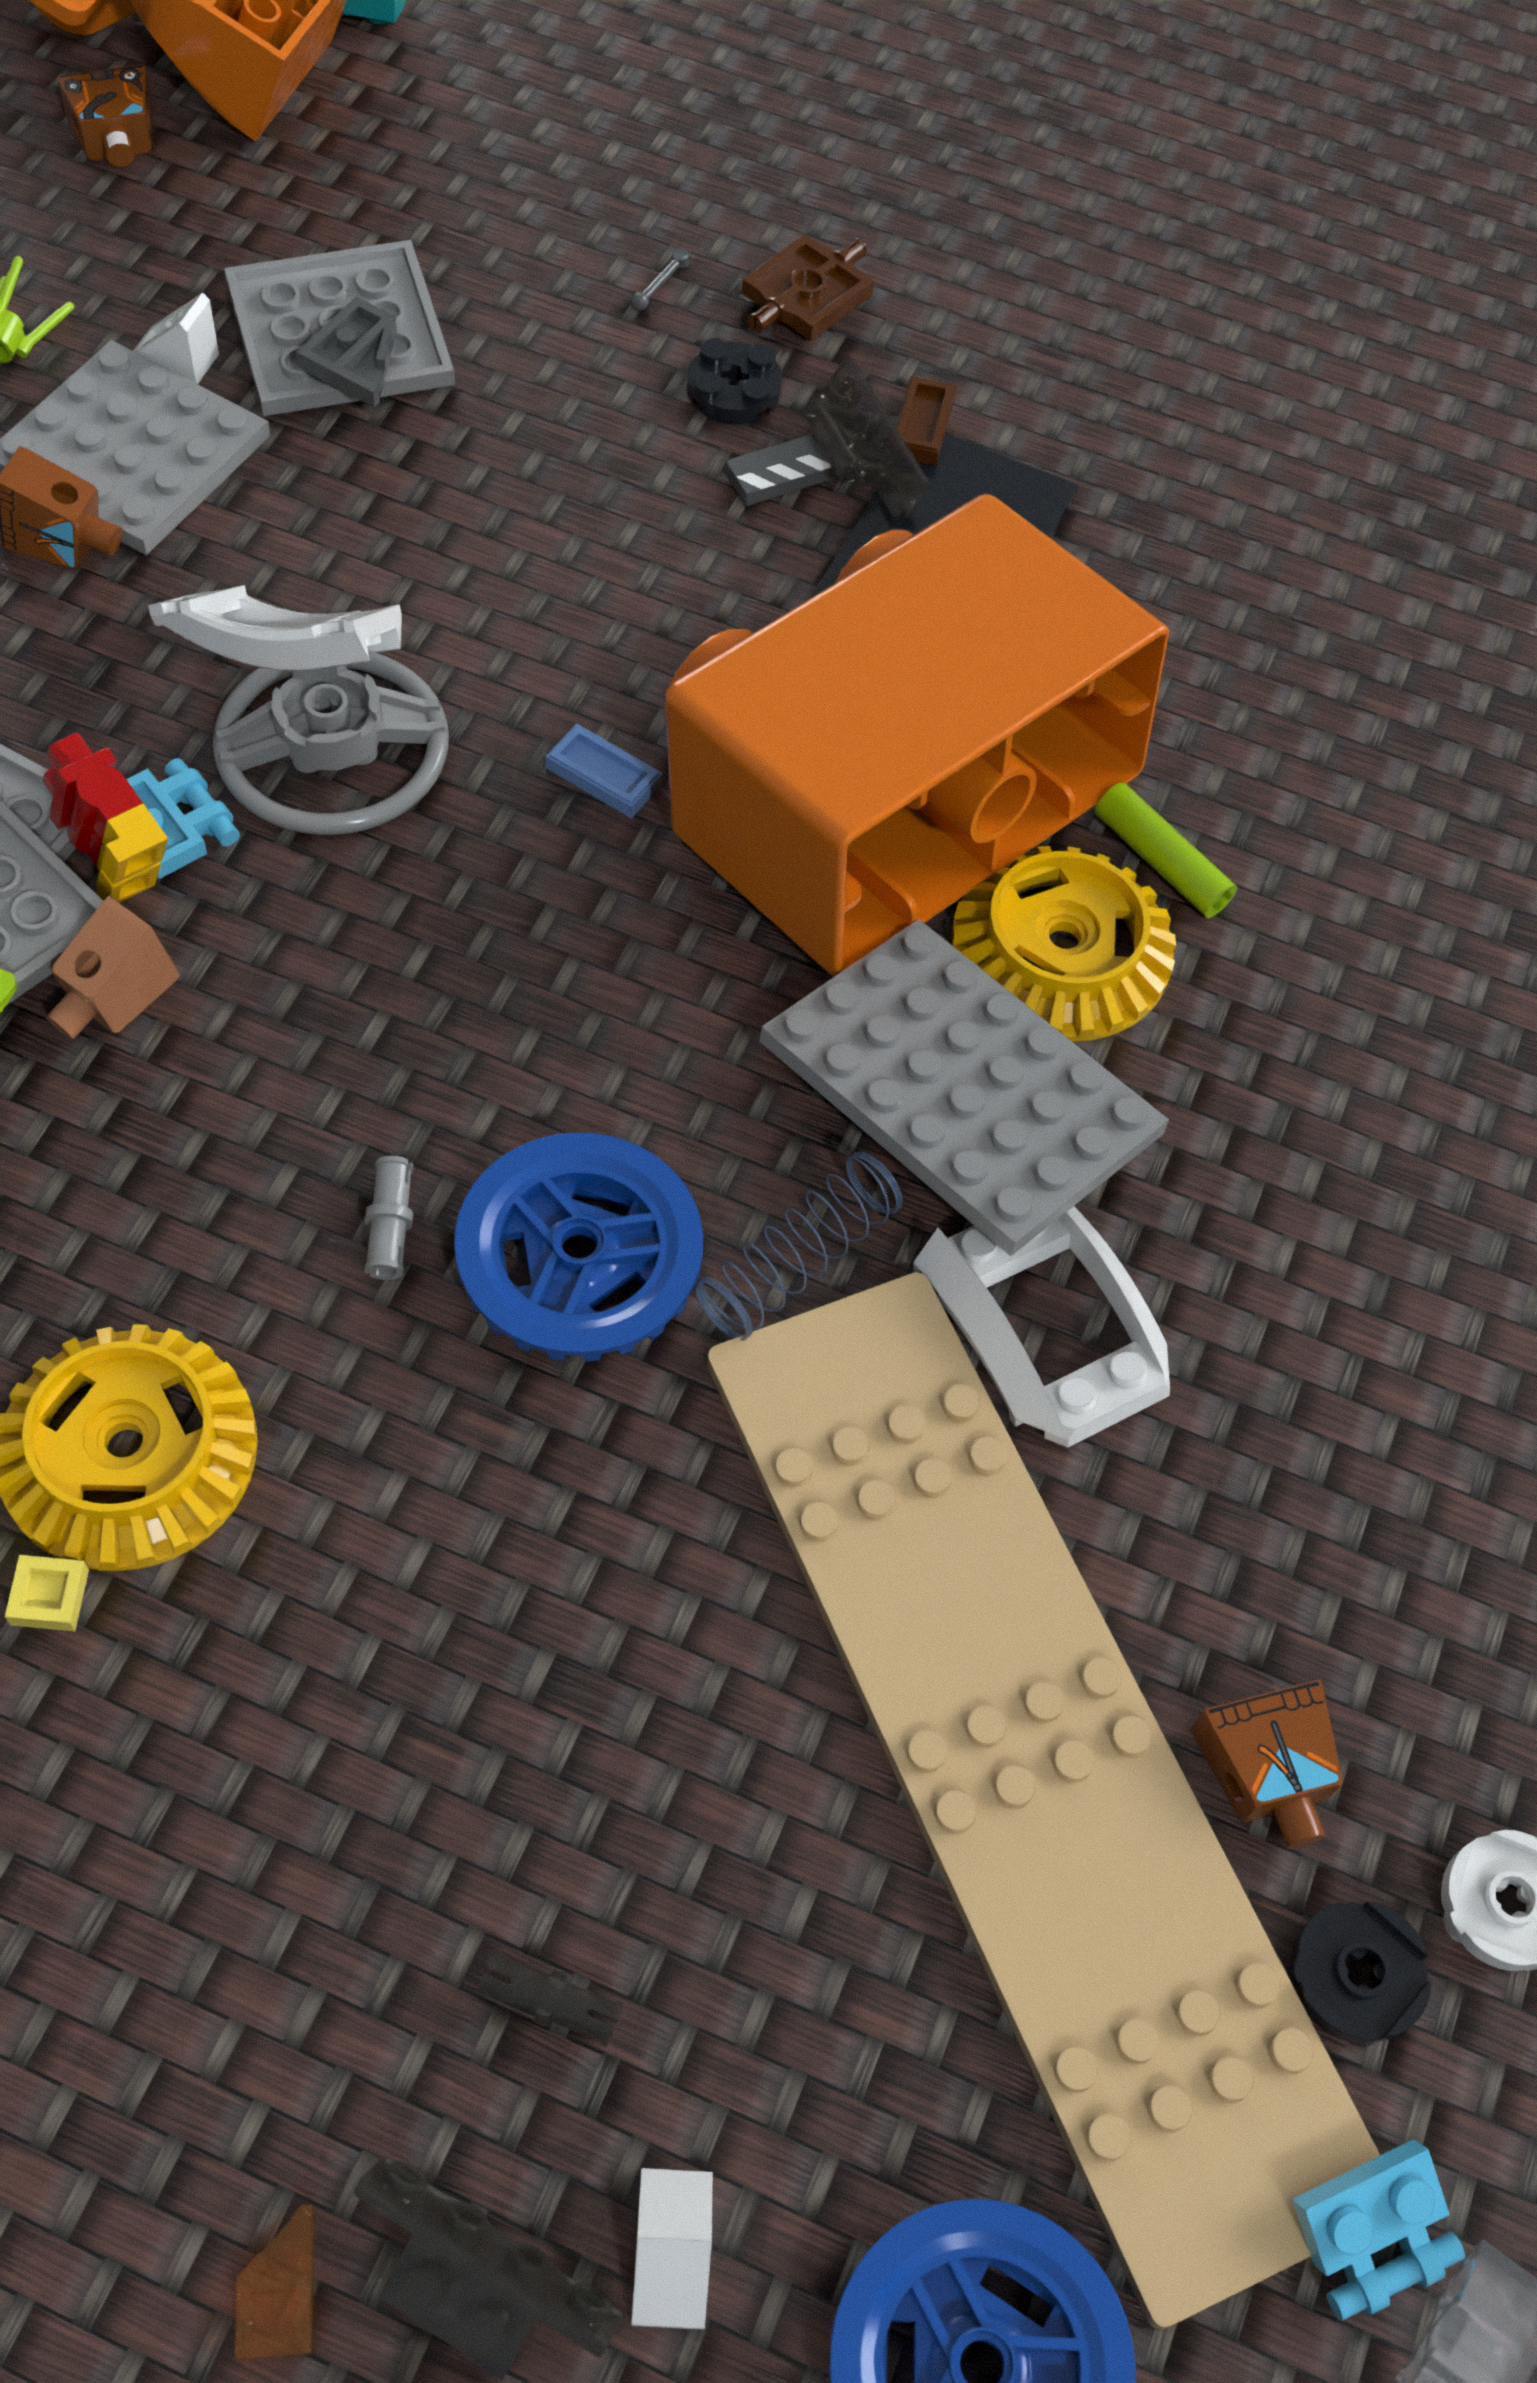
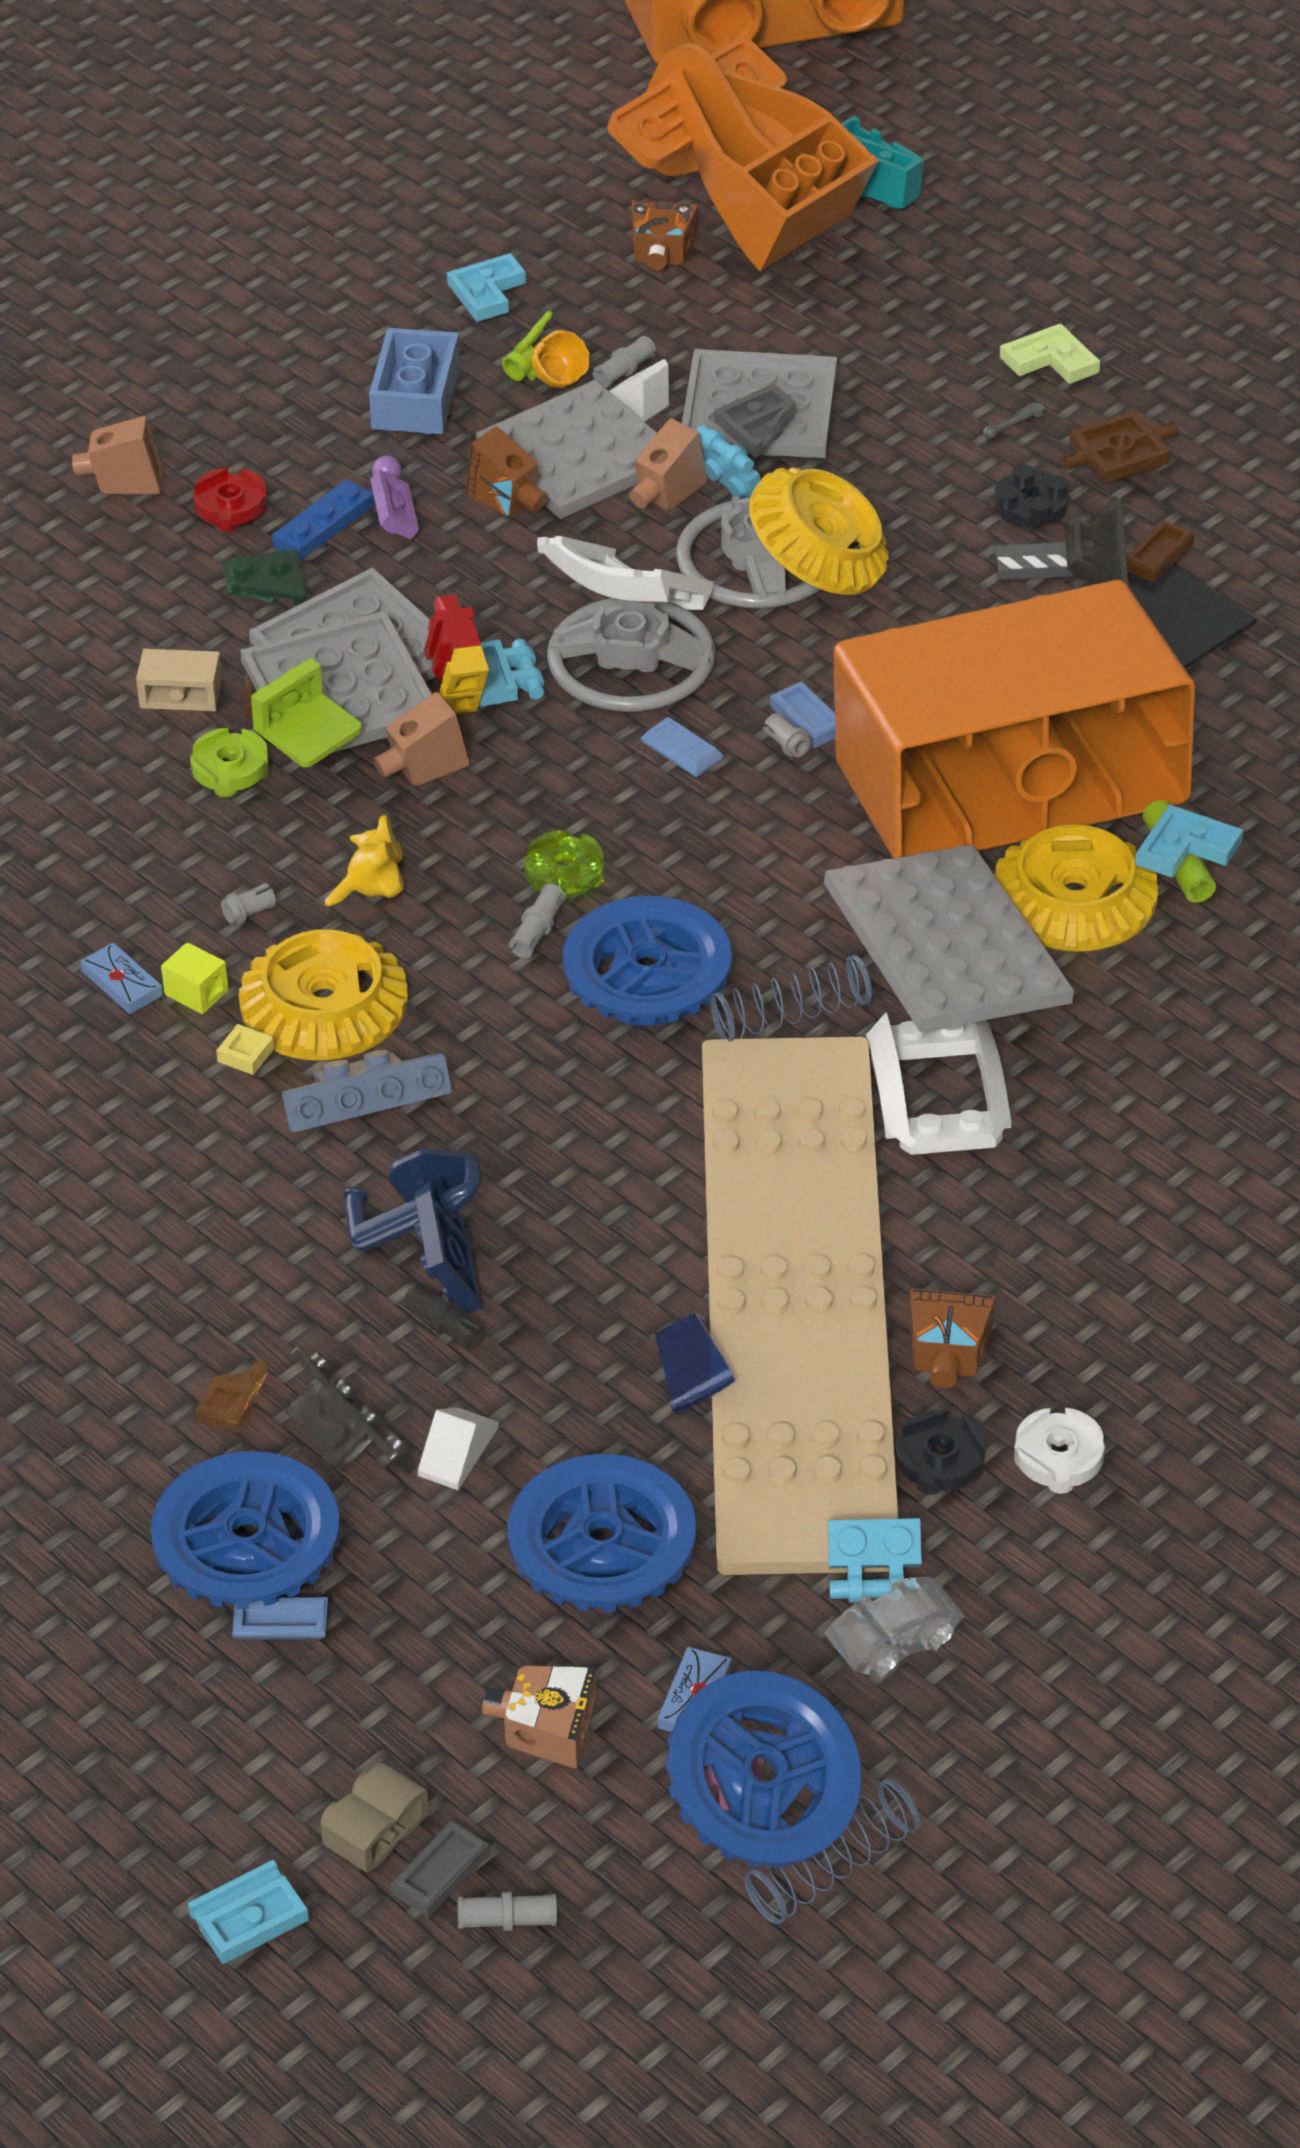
camera: 30 degrees right, 15 degrees down
(55, 321) = (560, 359): none -> light orange hair
(116, 1201) = (373, 866): none -> yellow animal
(138, 305) = (624, 361): none -> light grey pin
(253, 1601) = (364, 1088): none -> sand blue bracket
(269, 447) = (669, 467): none -> nougat torso
(347, 427) = (727, 463): none -> medium azure plate
(366, 1082) = (582, 854): none -> clear neon green plate
(434, 527) = (747, 554): none -> light grey piece
(462, 867) = (682, 747): none -> medium blue tile
(482, 1831) = (435, 1189): none -> dark blue plate
(502, 495) = (786, 517): none -> yellow gear
(605, 817) = (792, 739): none -> light grey pin
(664, 171) = (1054, 348): none -> yellowish green plate
(955, 1953) = (691, 1362): none -> clear blue piece
(1183, 832) = (1183, 833): none -> medium azure plate

